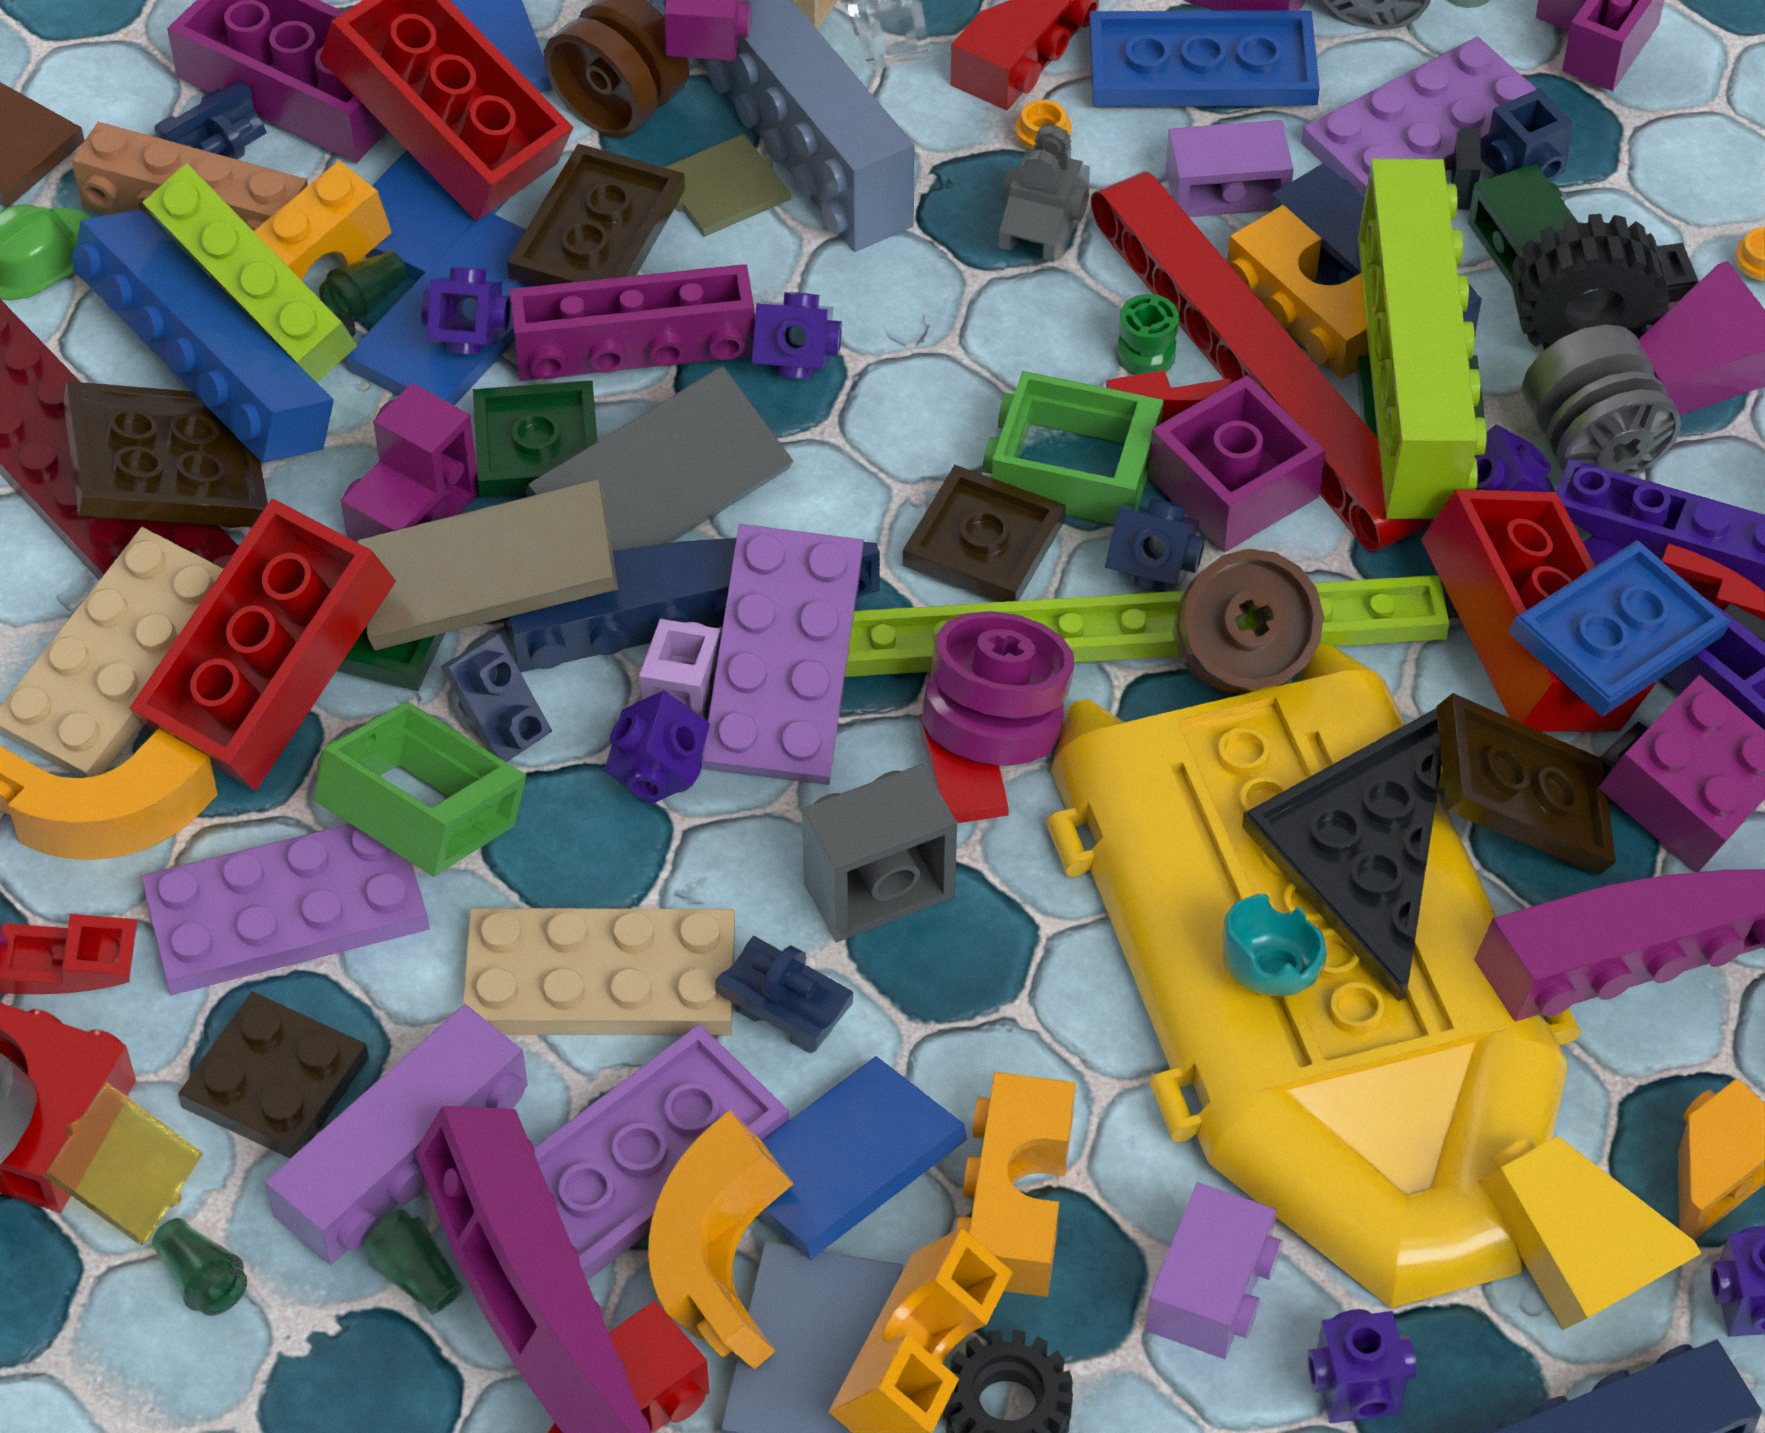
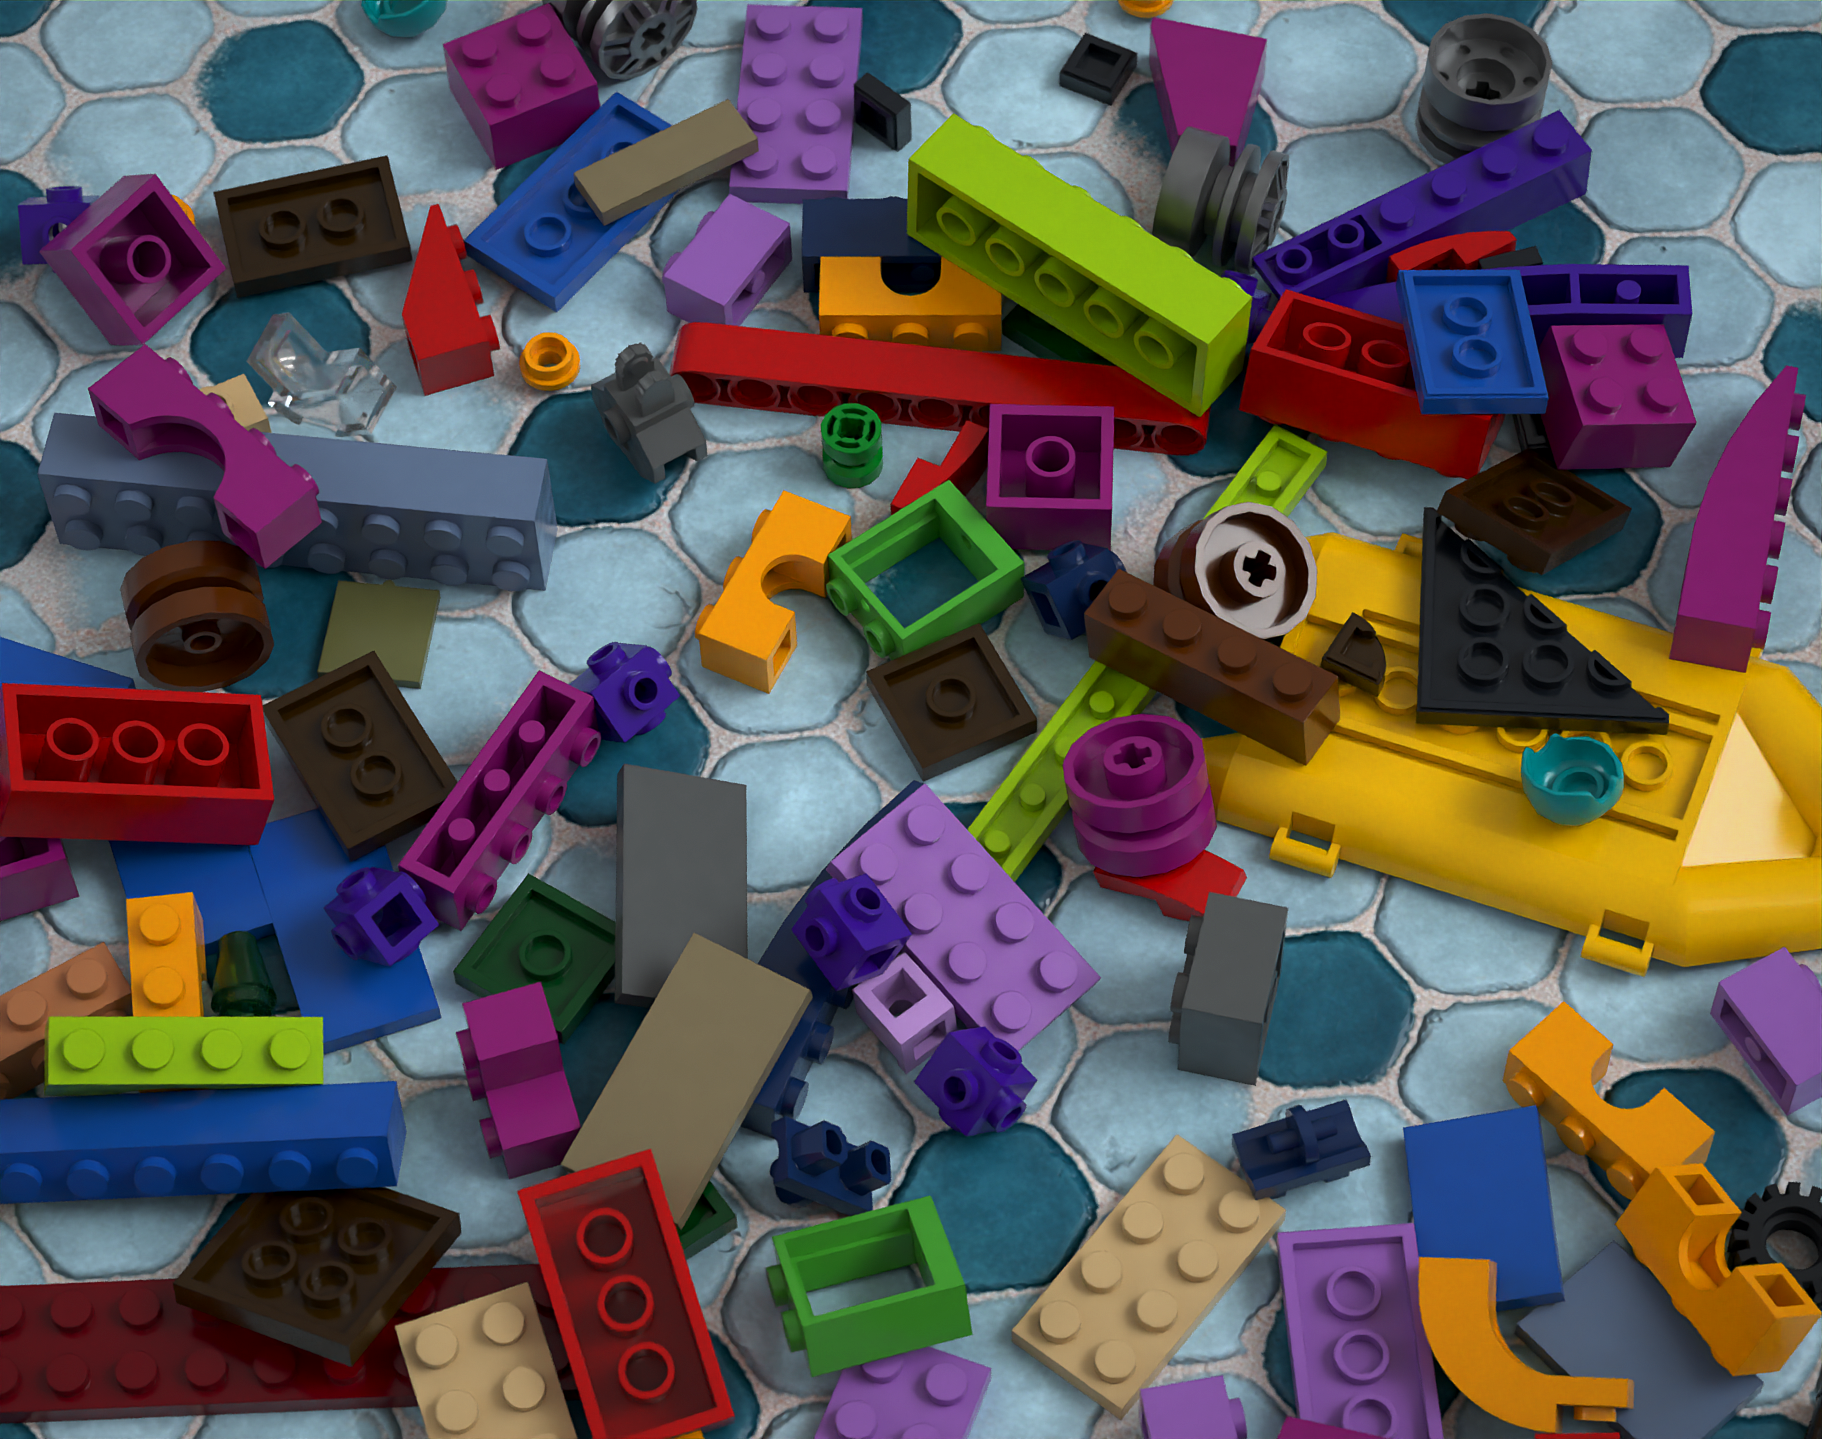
camera: 50 degrees left, 5 degrees up
(687, 570) = (850, 930): none -> dark purple brick
(926, 368) = (745, 631): none -> light orange arch
(1149, 657) = (1212, 666): none -> reddish brown brick
(1263, 748) = (1357, 656): none -> dark brown tile
(1275, 71) = (666, 162): none -> dark tan tile
(1513, 210) = (1009, 108): dark green brick -> none
(1527, 134) = (904, 49): dark blue brick -> none
(1583, 258) = (1104, 119): black tyre -> none

